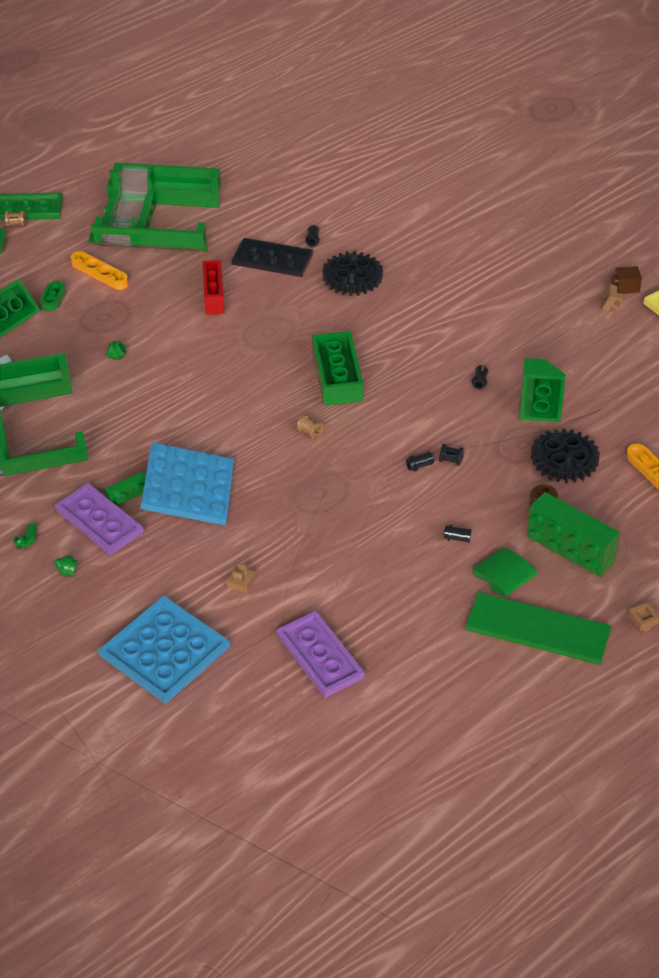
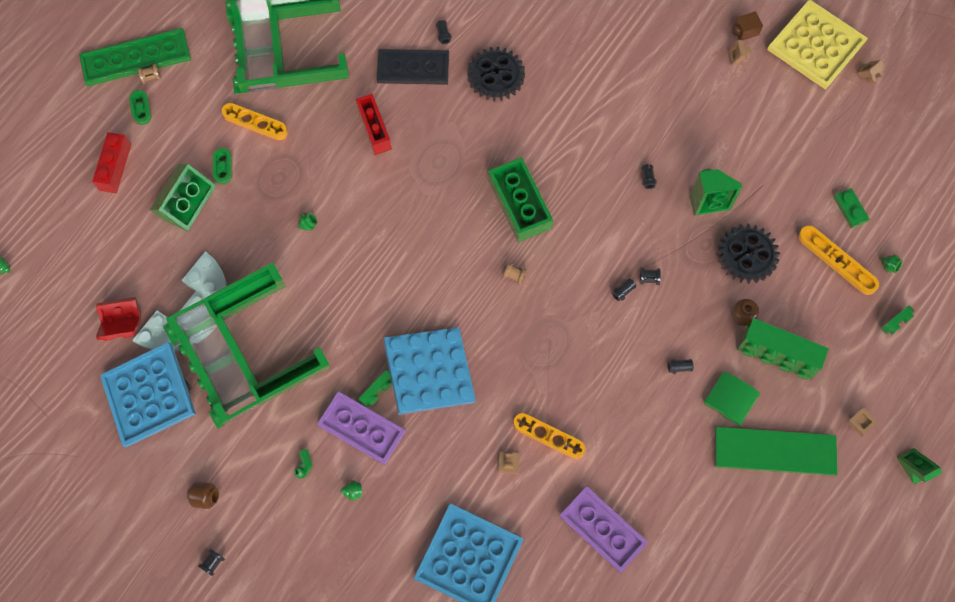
camera: 15 degrees left, 25 degrees up
(295, 563) = (550, 433): none -> light orange beam

